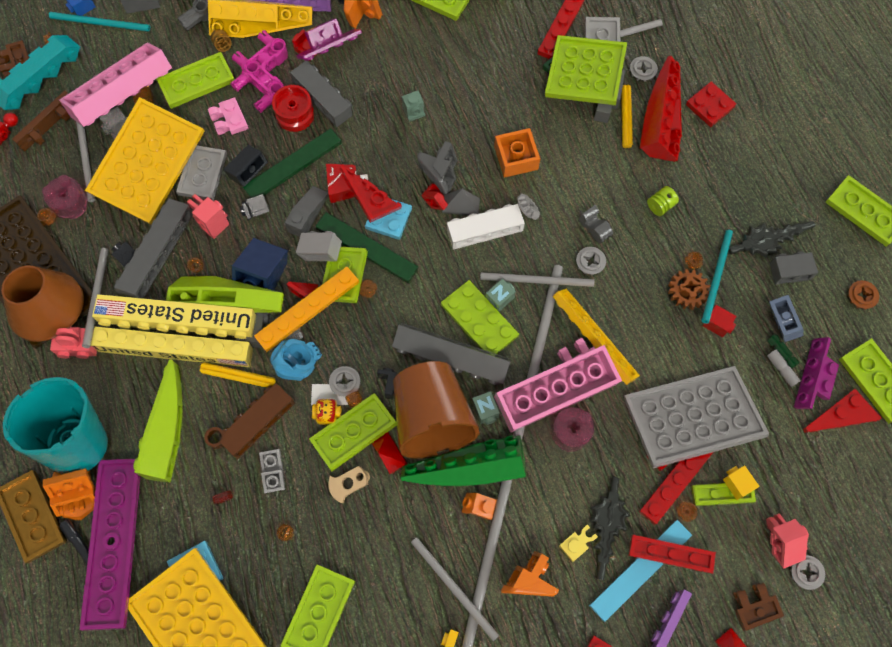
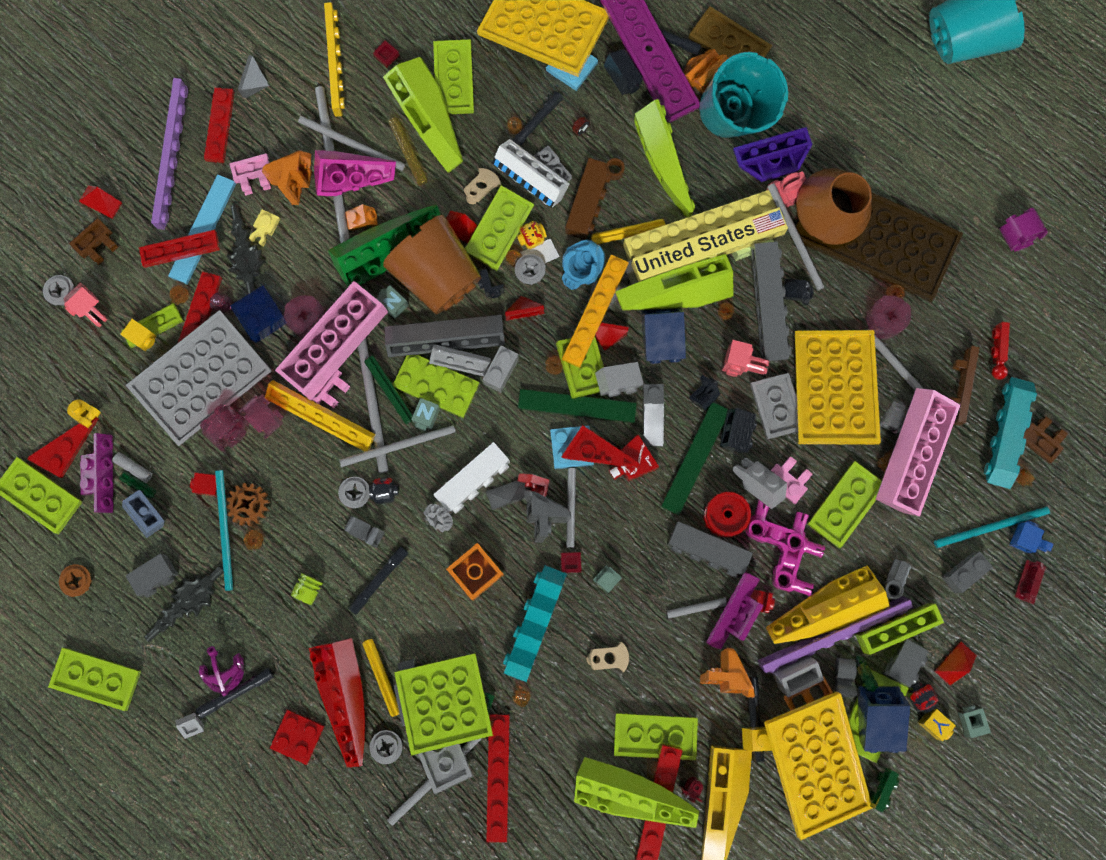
camera: 155 degrees right, 10 degrees up
(75, 368) = (774, 155): none -> dark purple wedge
(150, 530) = (623, 72): none -> black brick
(219, 36) = (848, 560): pearl gold wheel -> none
(242, 534) = (548, 106): none -> black piece
(251, 118) = (761, 482): none -> light grey hinge
(296, 469) = (530, 173): none -> white brick
(357, 62) = (696, 608): none -> light grey bar
(363, 587) = (425, 108): none -> lime wedge
(369, 348) = (524, 308): none -> red slope
(402, 555) = (407, 151): none -> clear yellow axle
(404, 189) = (571, 506): none -> light grey bar
(416, 302) = (500, 369): none -> light grey piece
(435, 131) = (571, 562): none -> dark red plate
(449, 325) = (459, 360): none -> light grey tile
(451, 57) = (620, 653): none -> tan piece
(478, 559) = (343, 172): none -> dark pink wedge
(483, 103) = (535, 623): none -> teal brick
(523, 58) = (521, 698): none -> clear orange hinge
(523, 331) = (389, 389): none -> dark green axle
(565, 250) = (383, 490): none -> black head
(566, 610) = (250, 169): none -> bright pink plate
(616, 452) = (259, 314): none -> clear blue brick
(618, 177) = (362, 598): none -> black piece
(648, 354) = (262, 416): none -> clear pink brick
(648, 484) = (220, 302): none -> clear pink piece
(687, 358) = (224, 427): none -> clear pink brick
(757, 157) = (221, 678): none -> magenta helmet
(772, 152) = (214, 704): none -> black piece
(796, 144) = (189, 725): none -> light grey plate
(818, 441) = (82, 412): none -> yellow plate

